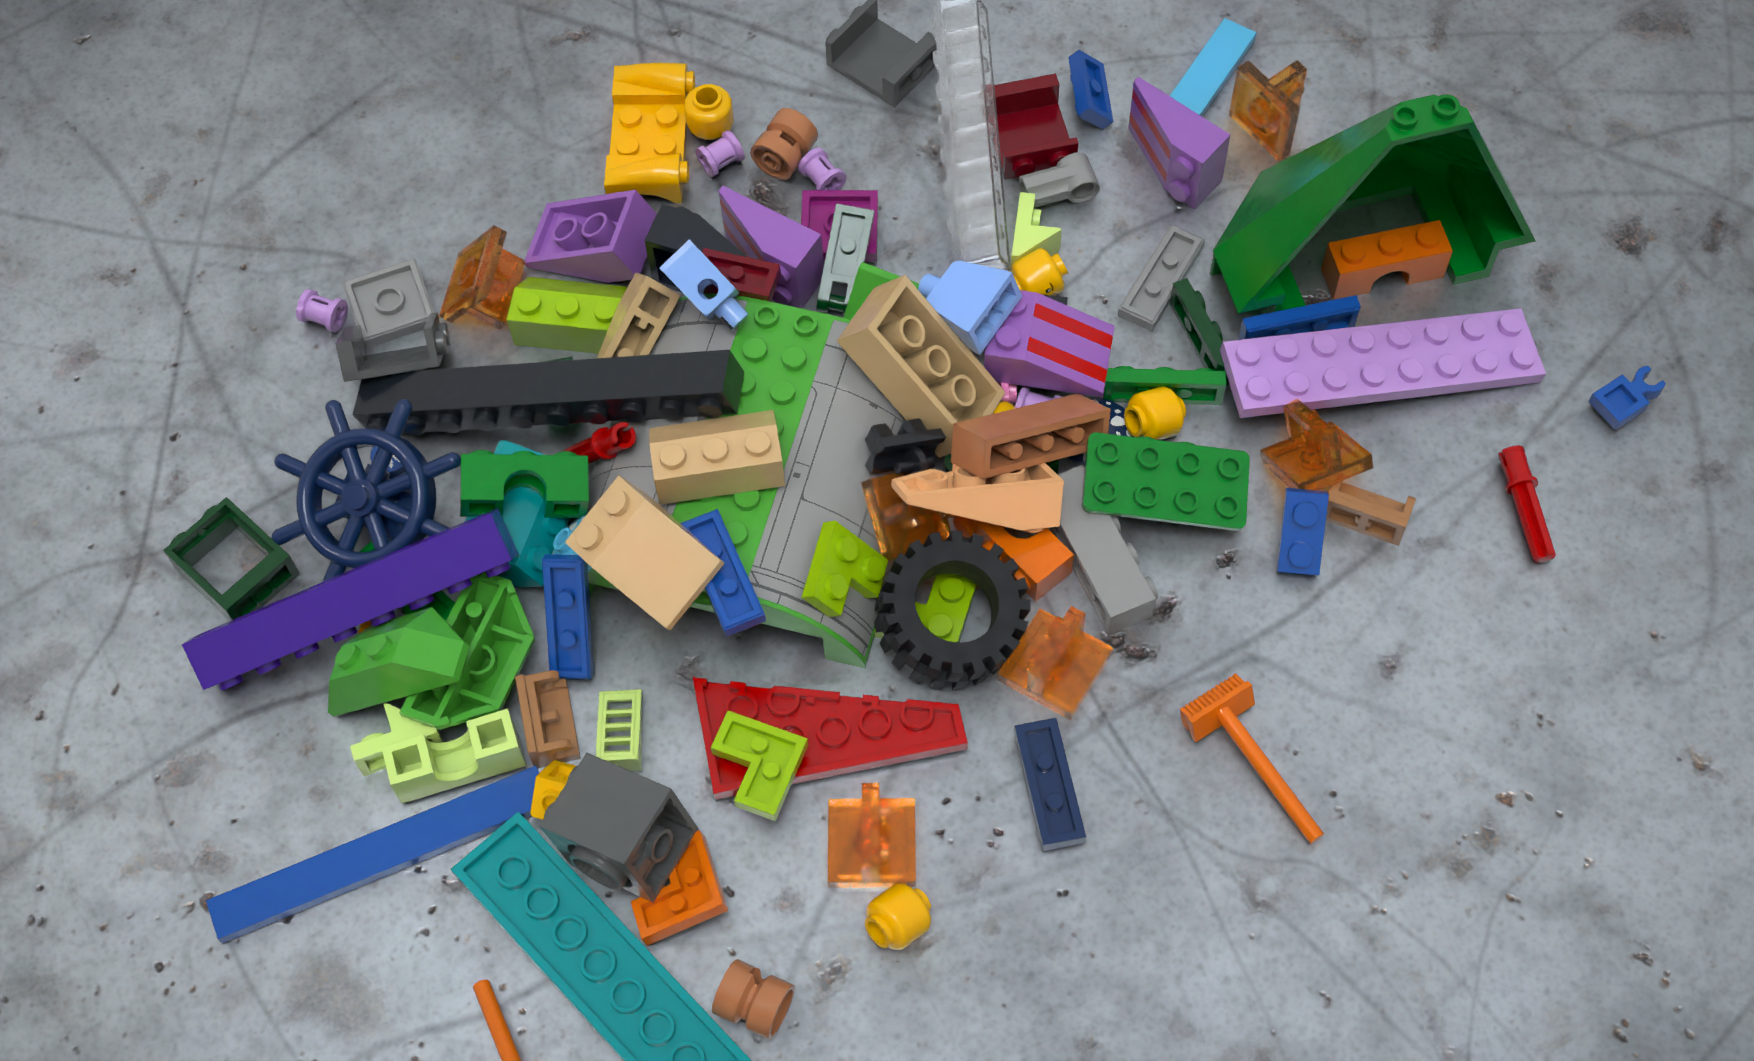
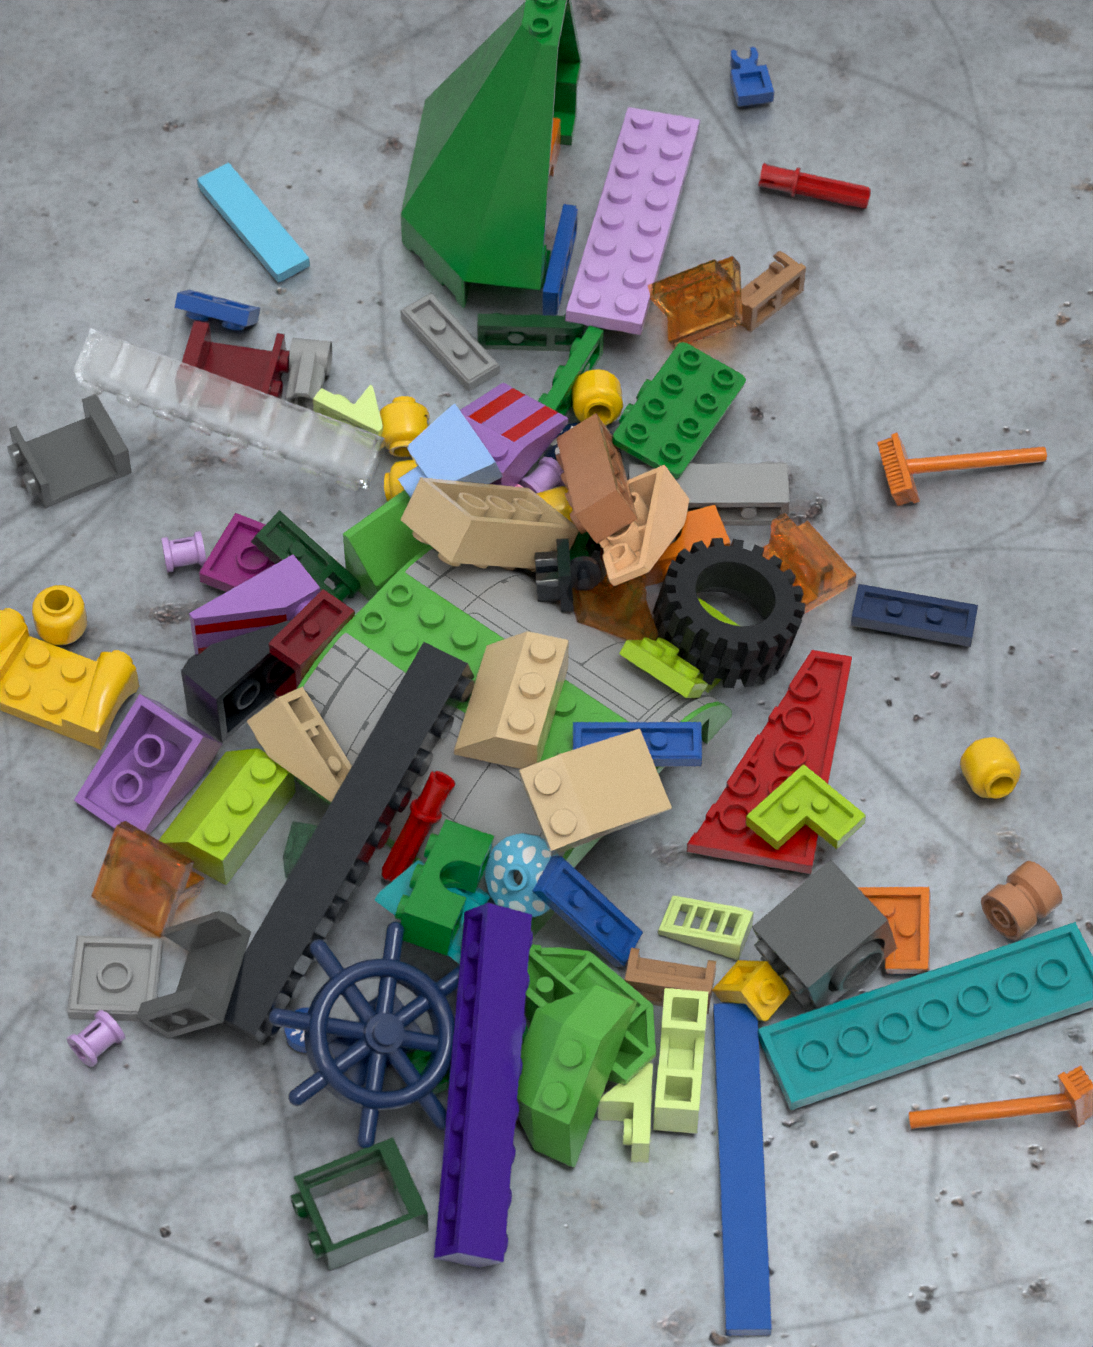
camera: 70 degrees left, 5 degrees down
(693, 273) = (325, 645): light blue torso -> none
(720, 153) = (109, 626): lavender bush -> none
(784, 143) = (135, 567): nougat wheel -> none
(871, 841) = (906, 768): clear orange bracket -> none
(1177, 143) = (327, 264): medium lavender slope -> none
(1269, 106) = (332, 182): clear orange bracket -> none
(1302, 531) = (770, 339): blue plate -> none

